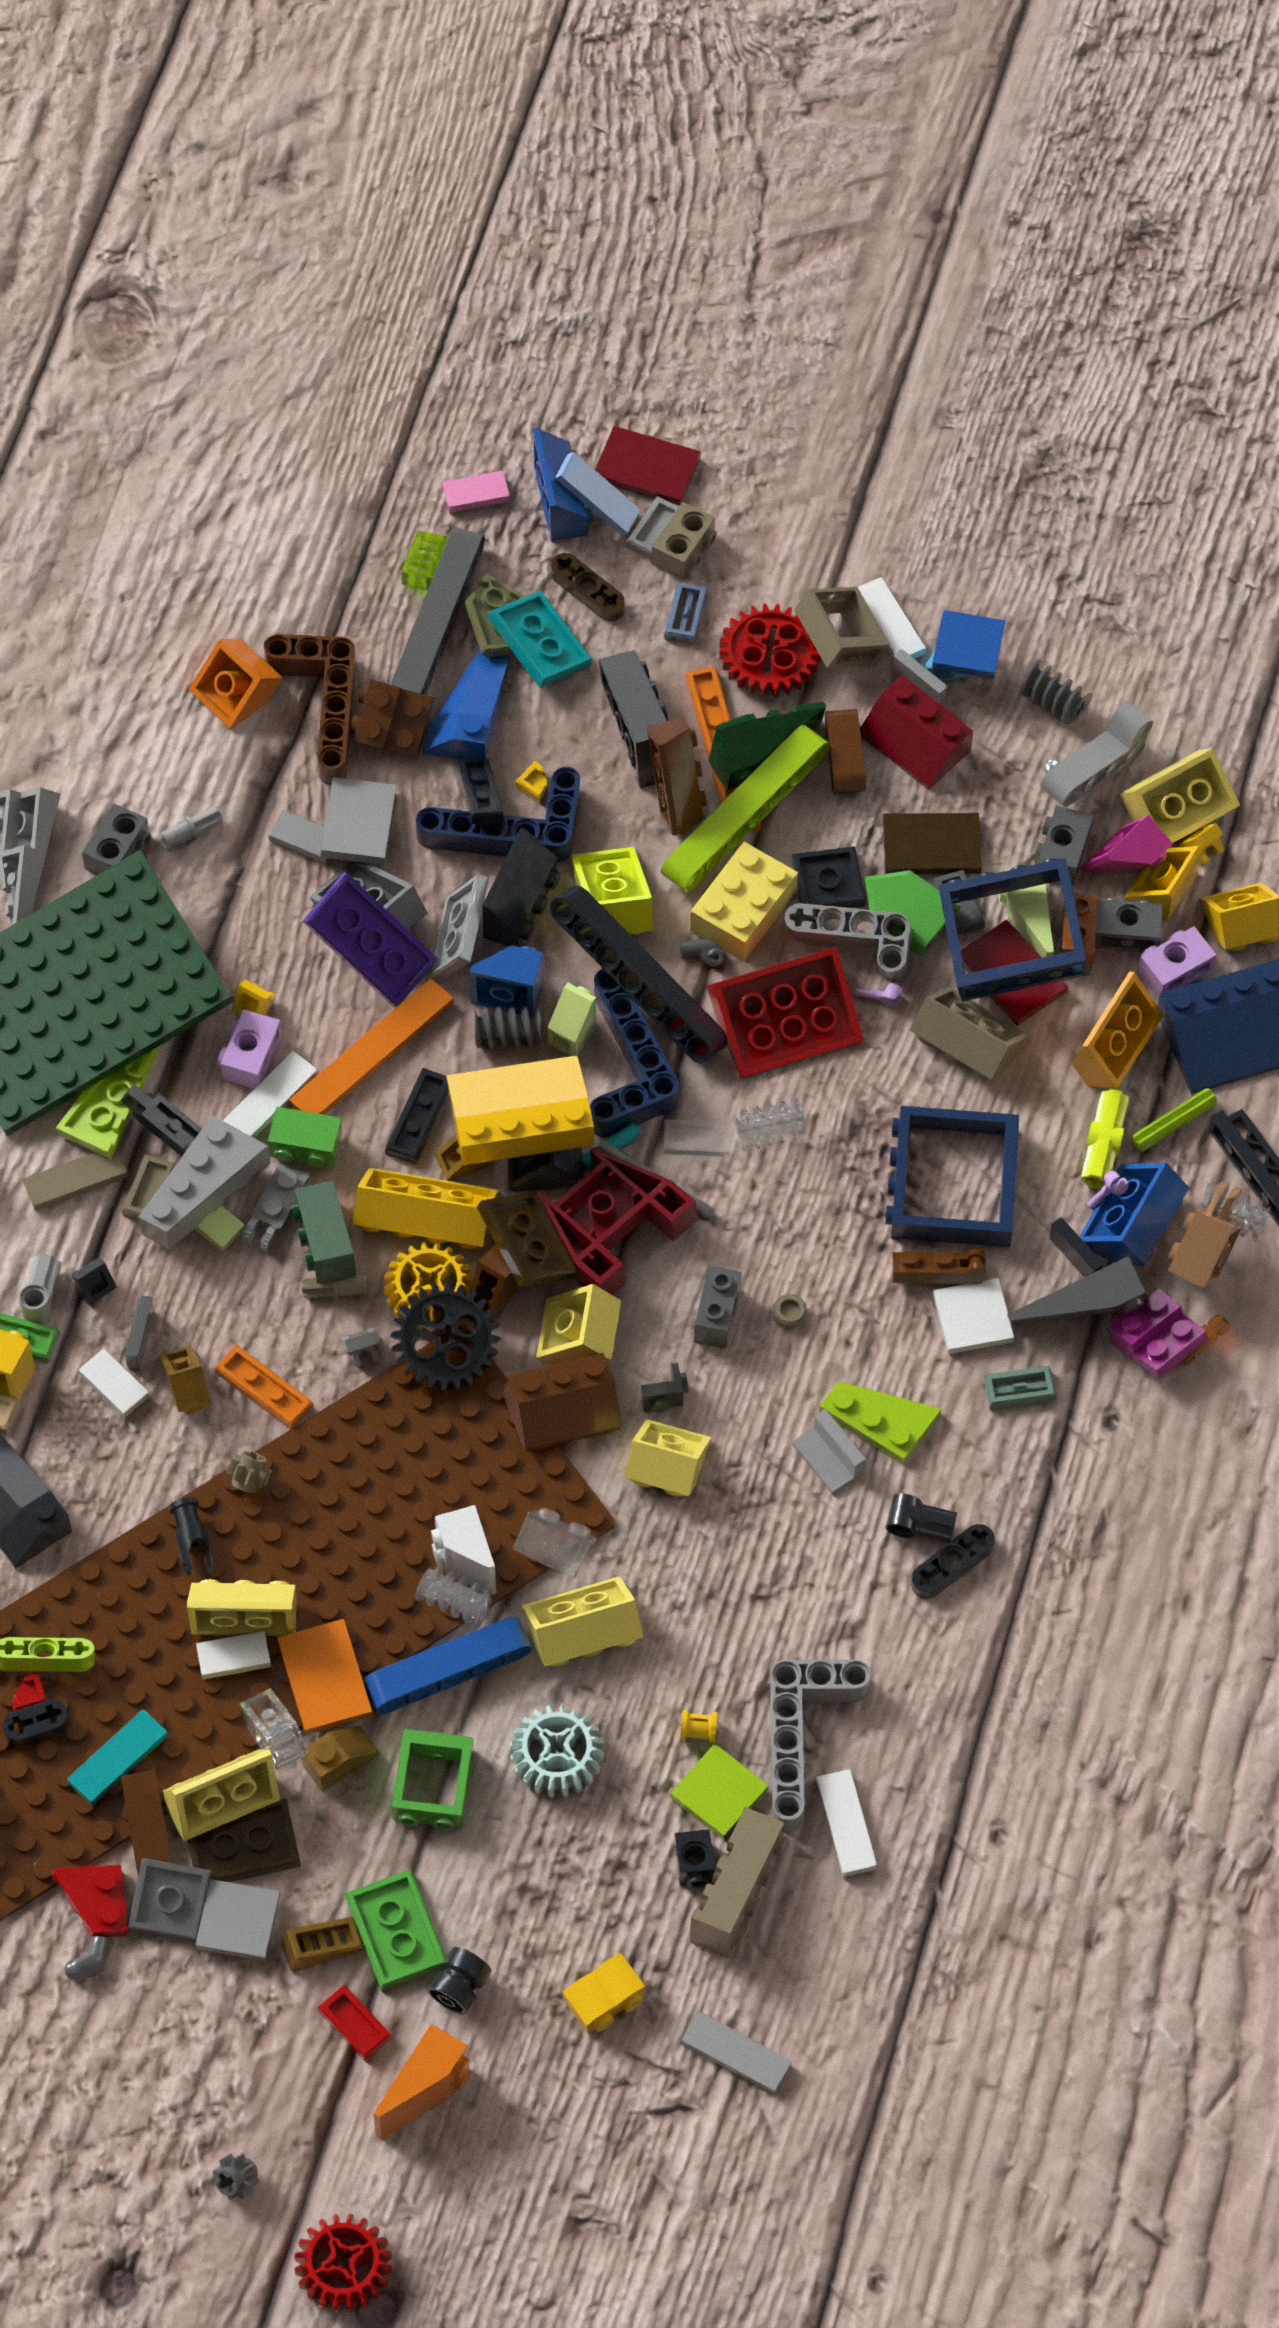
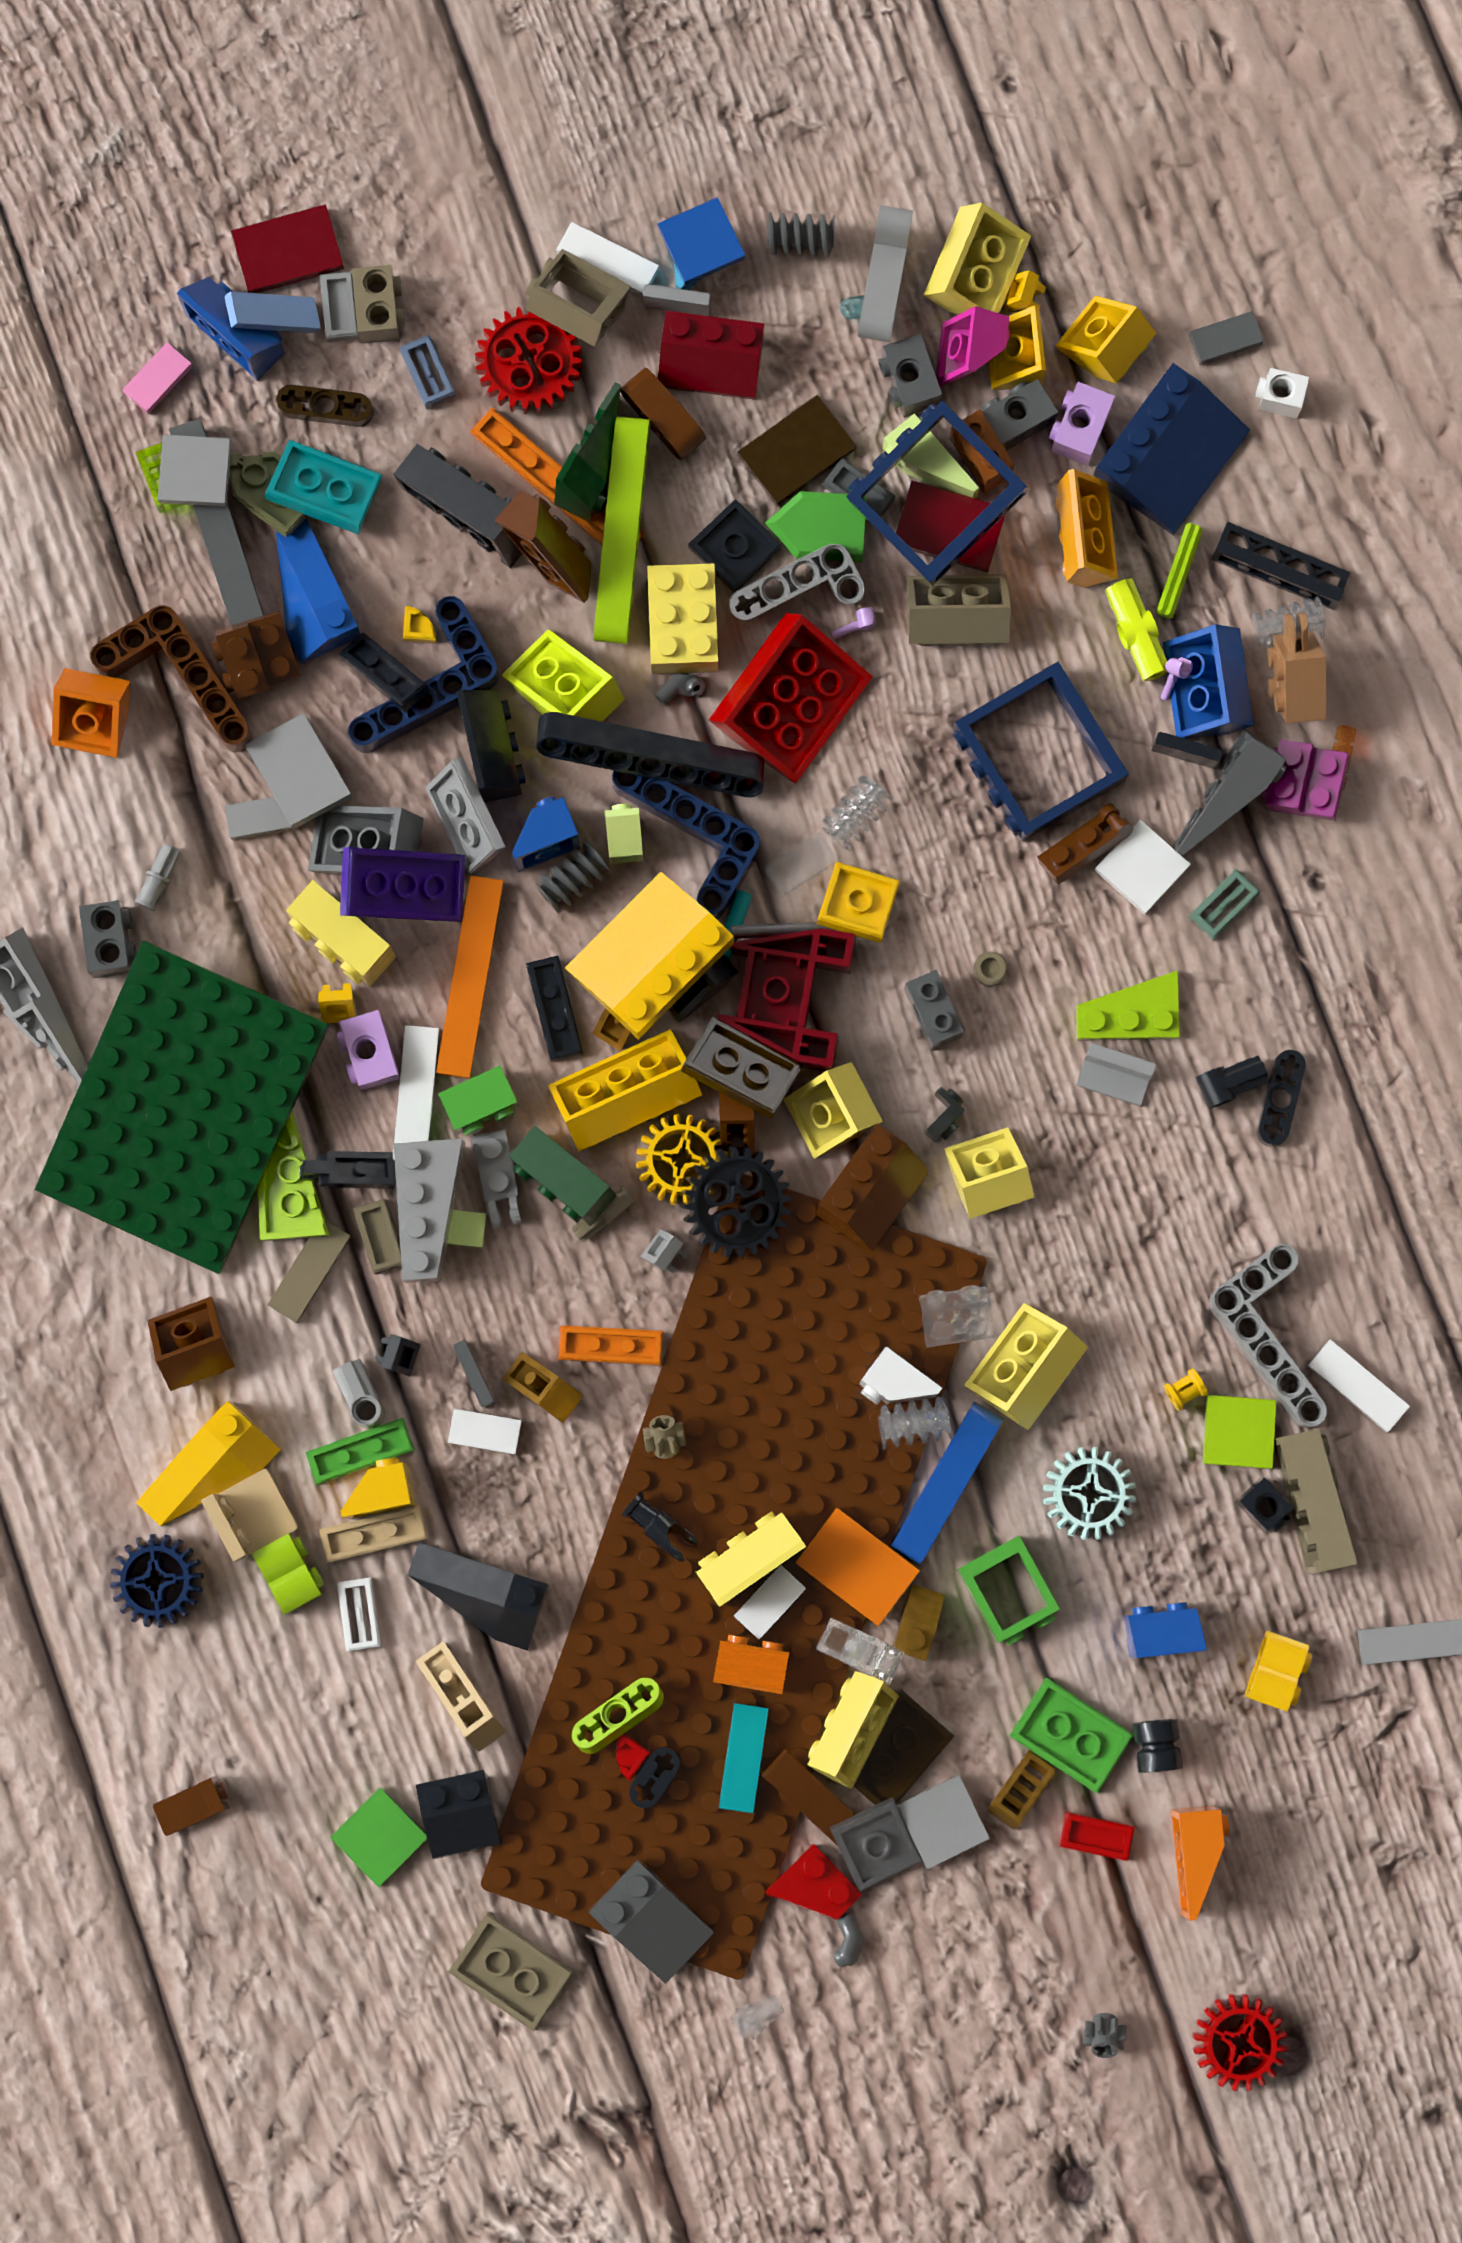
camera: 35 degrees left, 20 degrees up
(179, 1688) = (750, 1665): none -> orange brick
(293, 950) = (338, 937): none -> light yellow brick
(448, 561) = (194, 470): none -> light grey tile
(531, 1896) = (1164, 1632): none -> blue slope
(722, 1191) = (858, 902): none -> yellow tile

